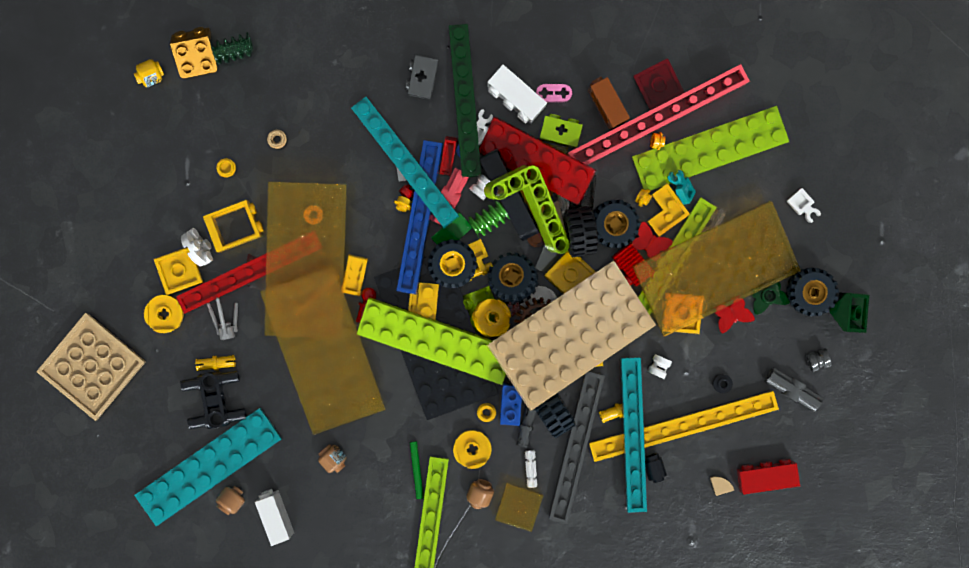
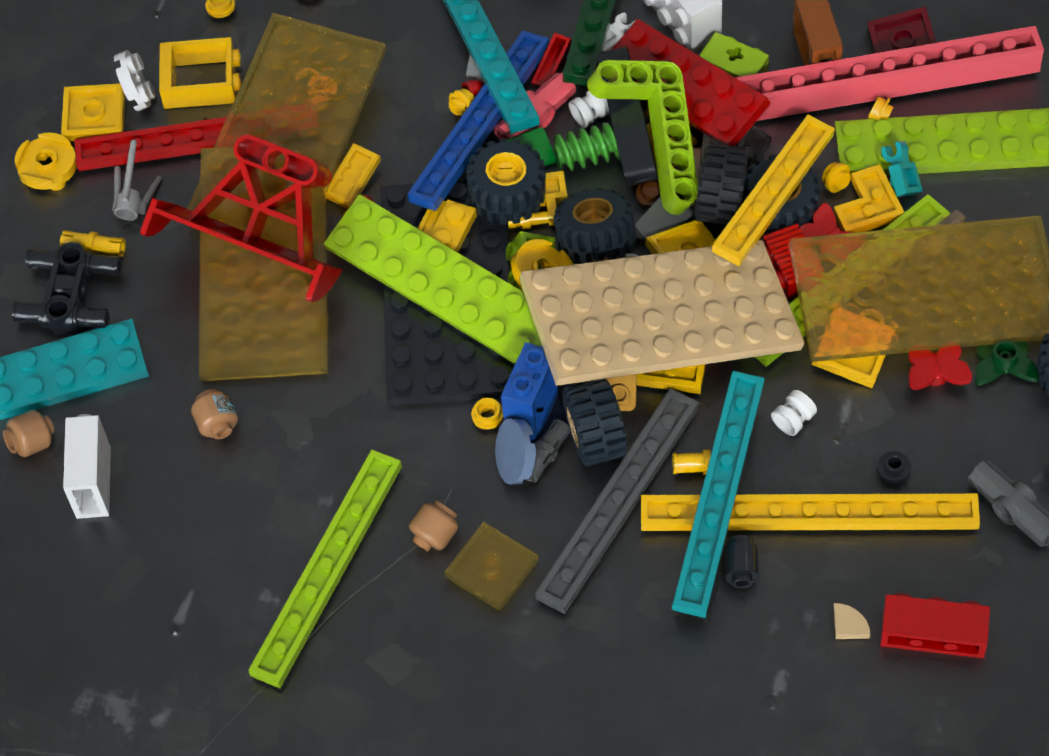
camera: 20 degrees right, 30 degrees down
(315, 355) = (260, 154): none -> red piece
(416, 470) = (343, 470): green bar -> none
(468, 459) = (450, 476): yellow plate -> none
(511, 440) = (514, 451): none -> sand blue tile
(531, 468) = (531, 514): white axle -> none
(555, 88) = (740, 18): bright pink beam -> none
(614, 232) = (773, 190): none -> yellow plate

